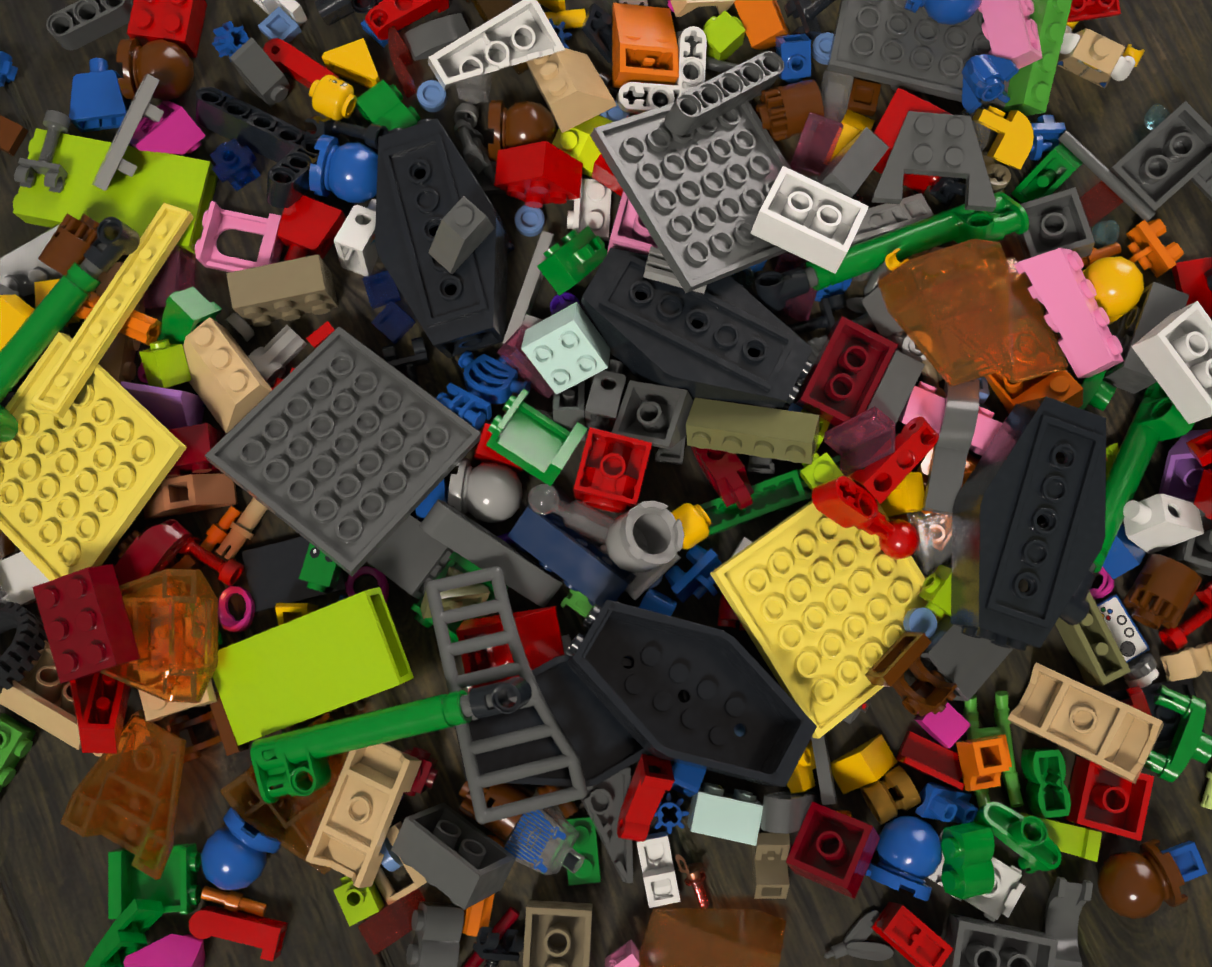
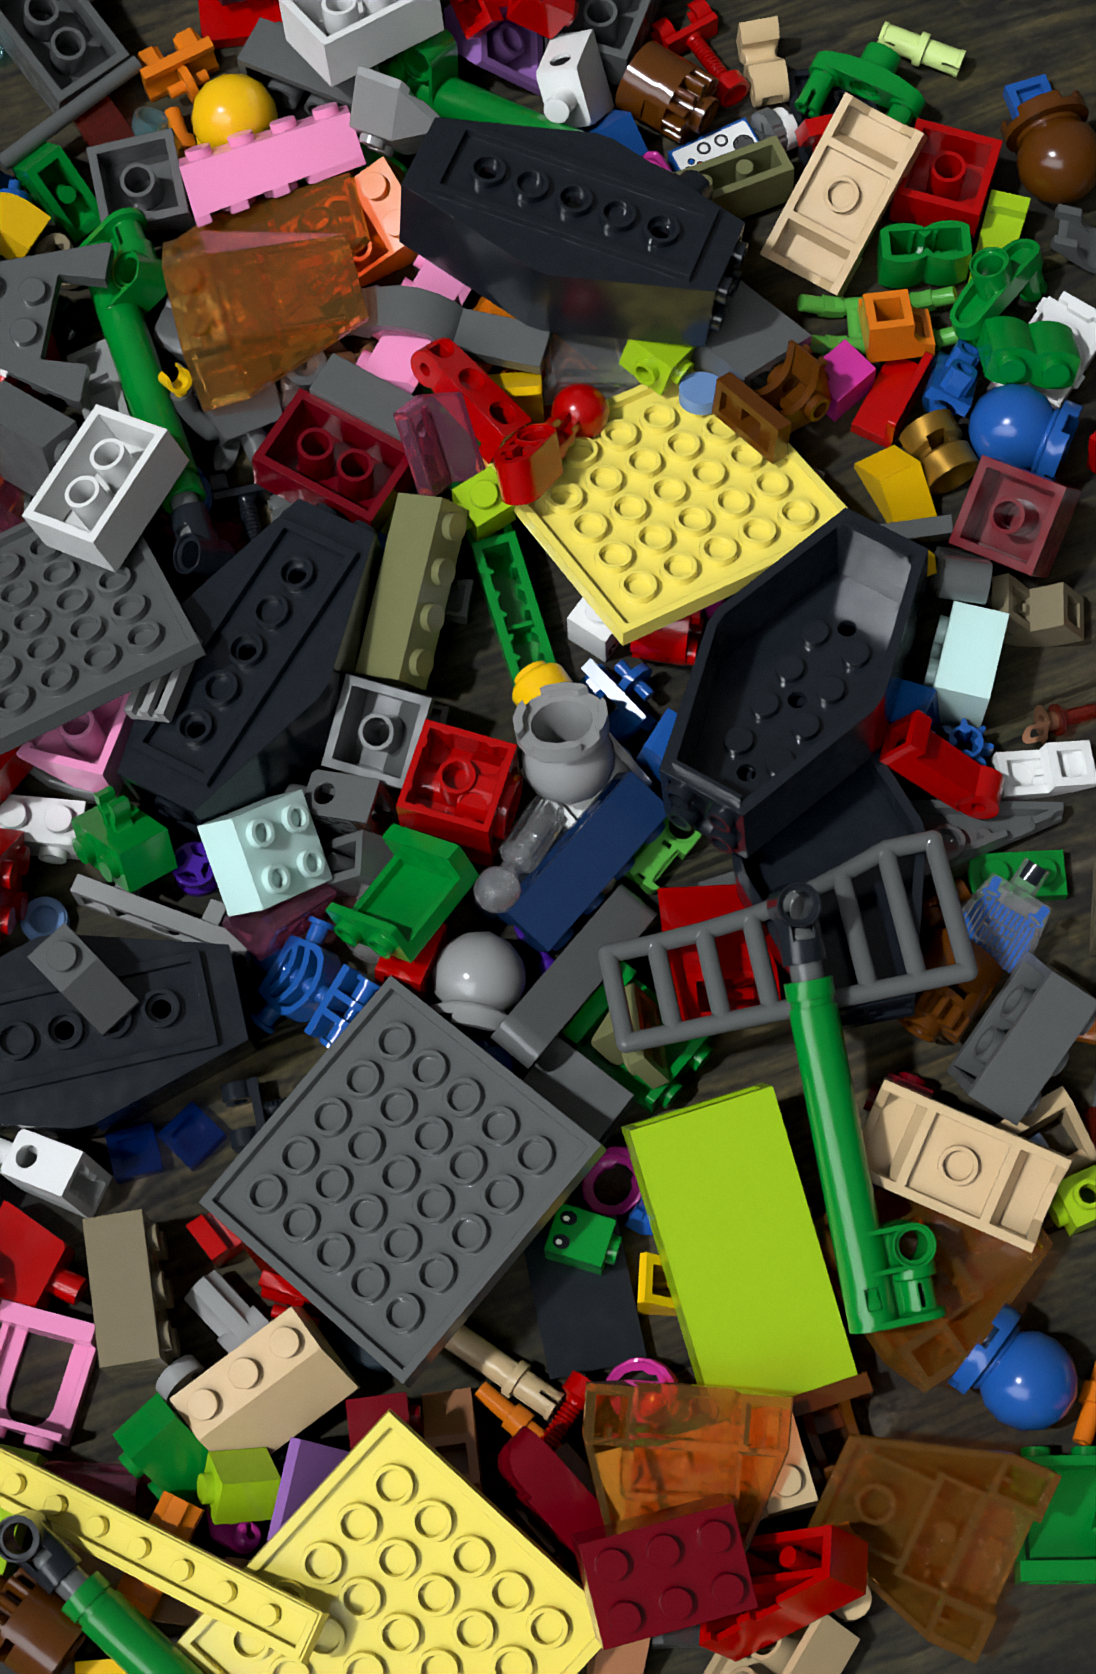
camera: 85 degrees left, 10 degrees down
(726, 476) = (473, 640): dark red piece -> none
(1114, 392) = (388, 114): none -> light grey wedge

